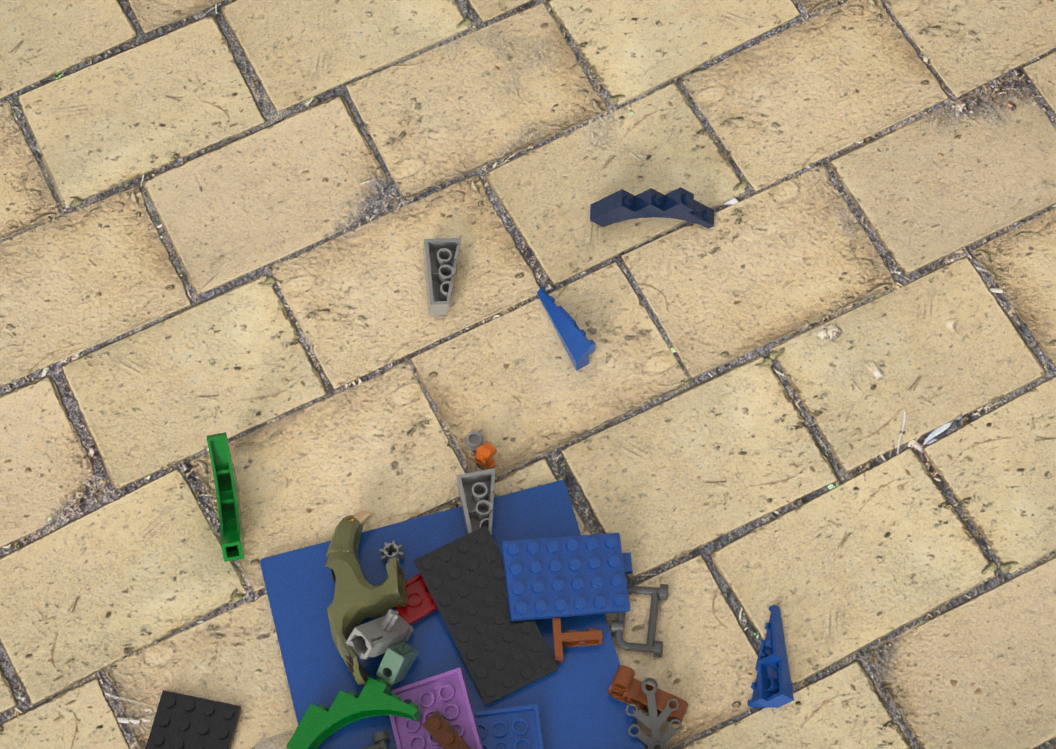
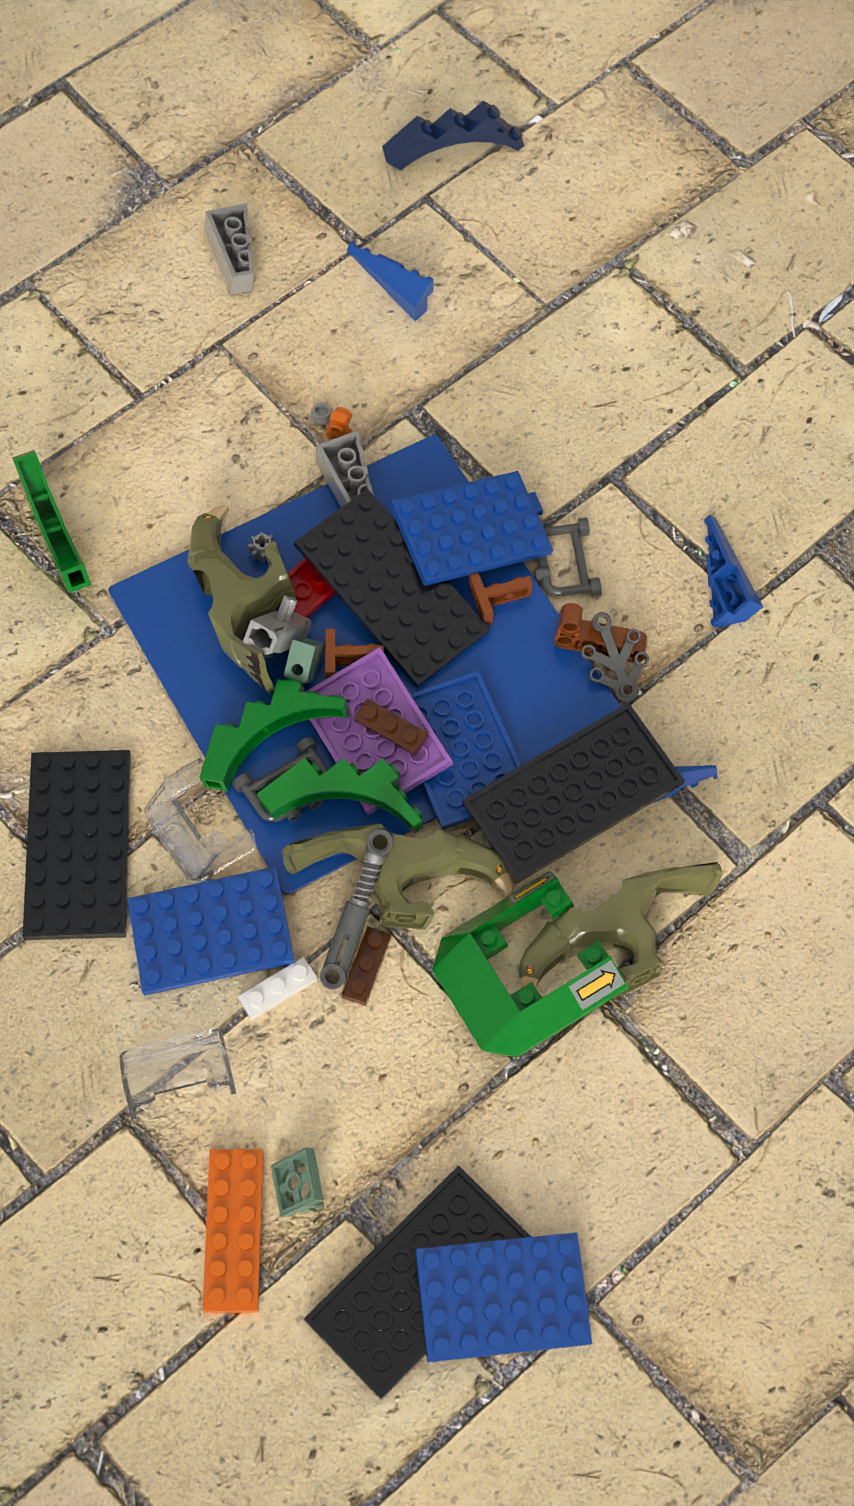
camera: 20 degrees left, 0 degrees up
(433, 664) = (344, 654): none -> dark orange bracket

